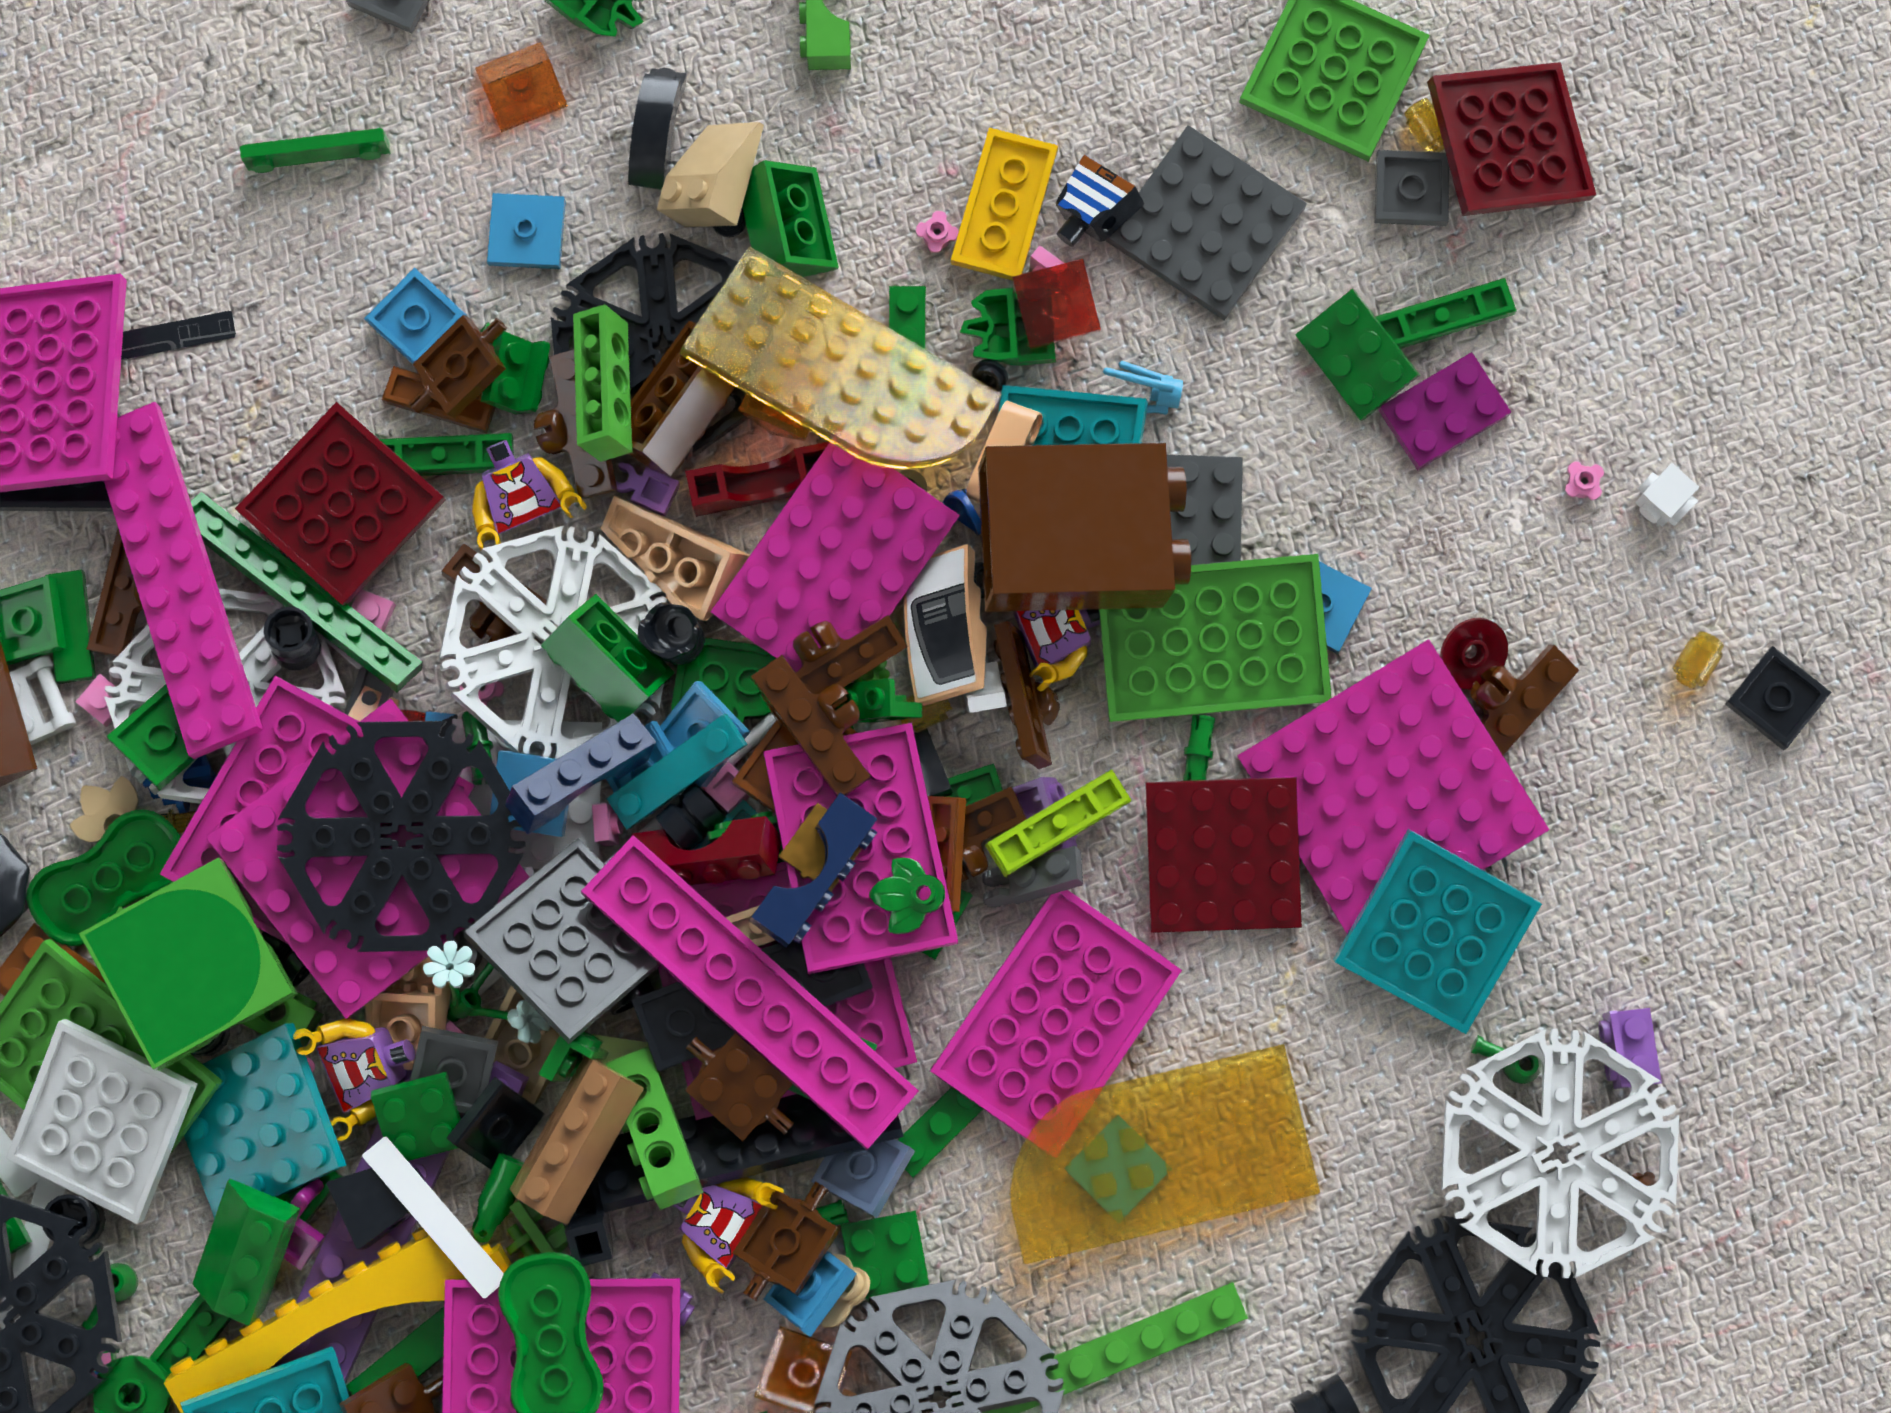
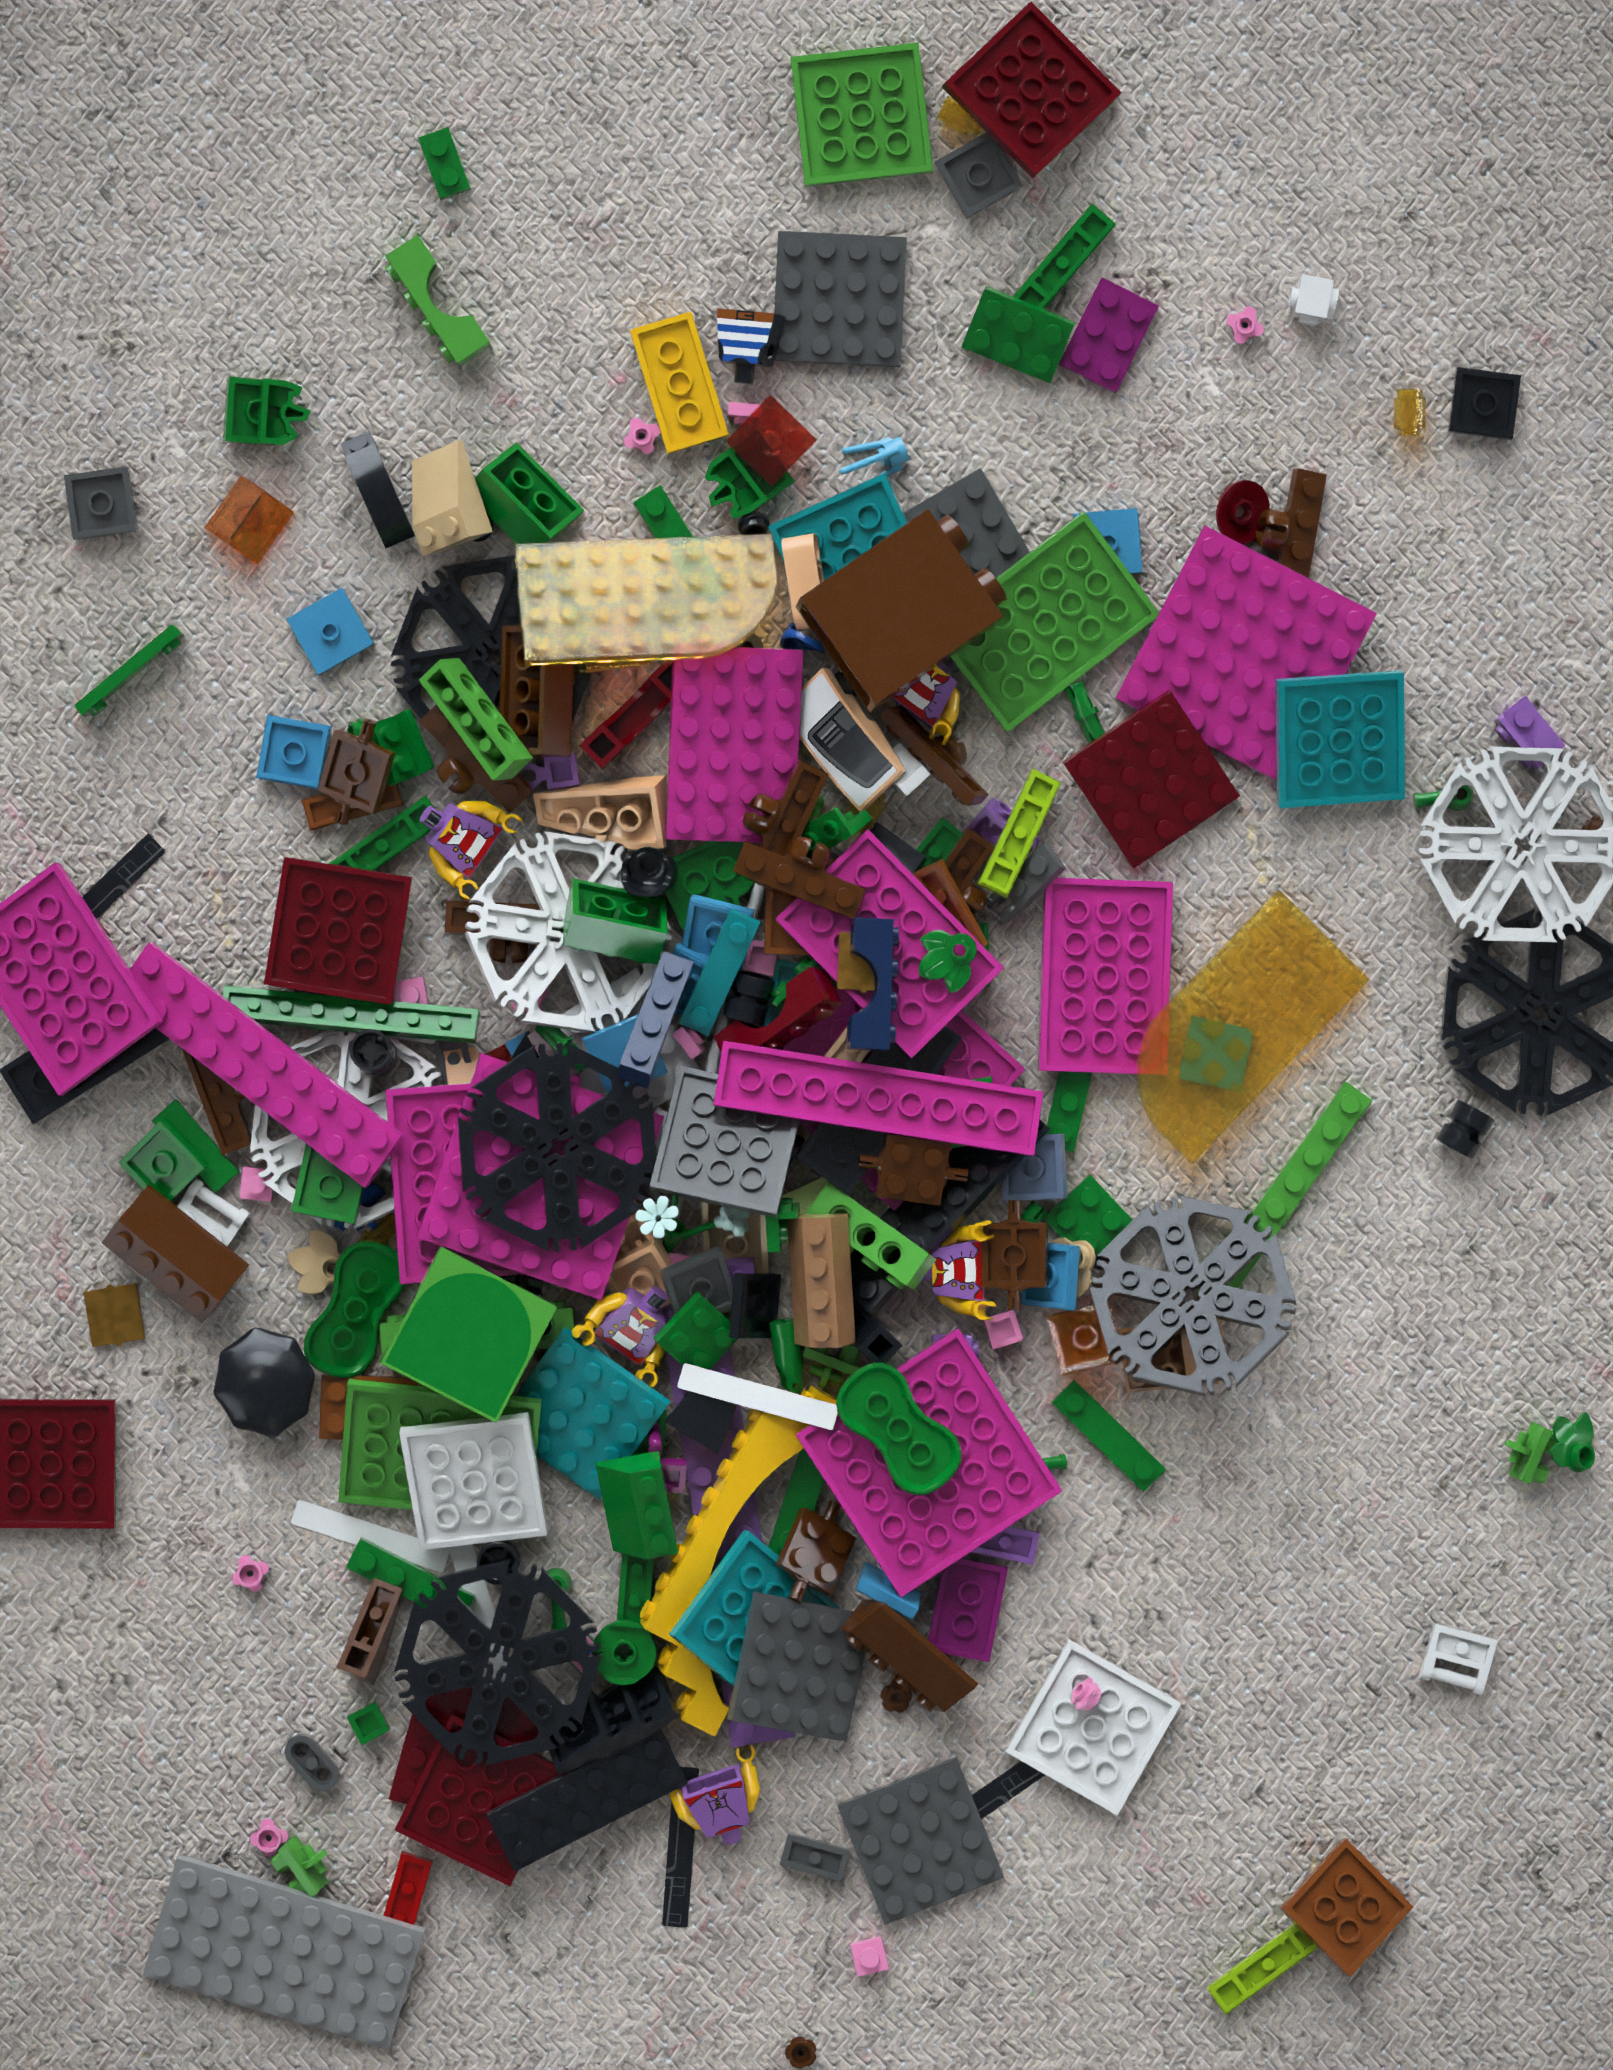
camera: 30 degrees left, 10 degrees up
(728, 1312) = (1003, 1329): none -> bright pink plate

